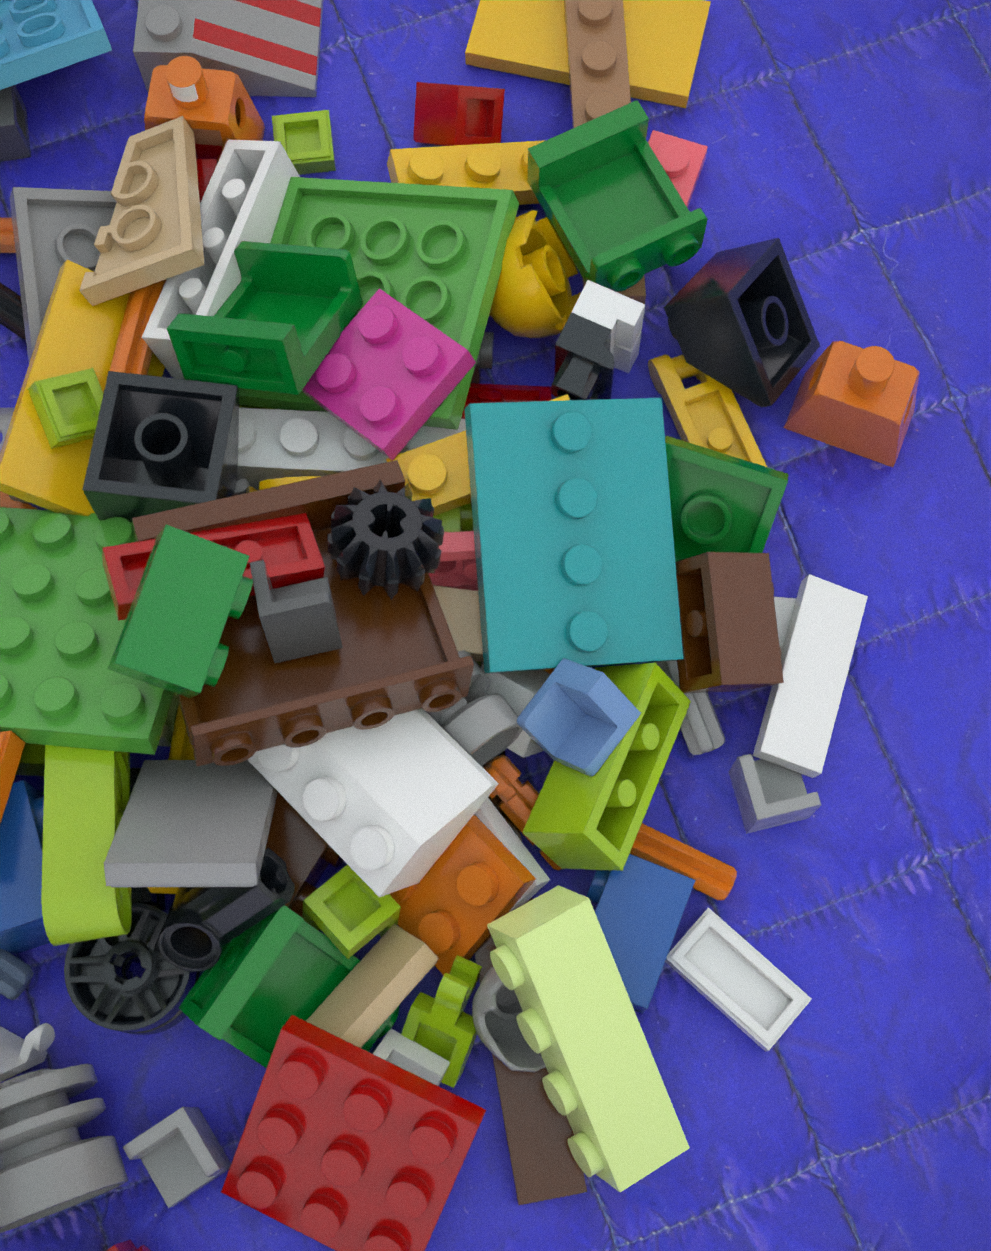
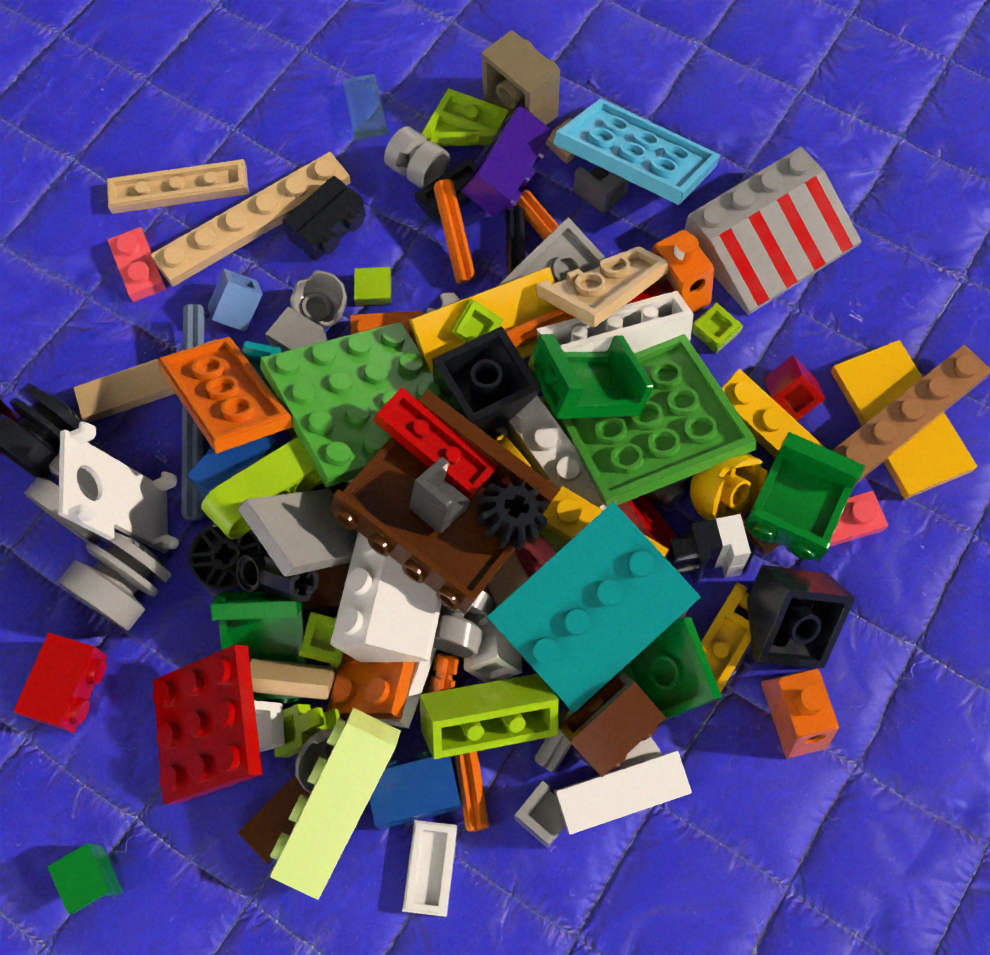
camera: 55 degrees right, 5 degrees down
(180, 1154) = (158, 647): light grey panel -> none
(182, 613) = (390, 443): green brick -> none
(388, 373) = (606, 453): dark pink plate -> none
(578, 717) = (496, 678): medium blue panel -> none

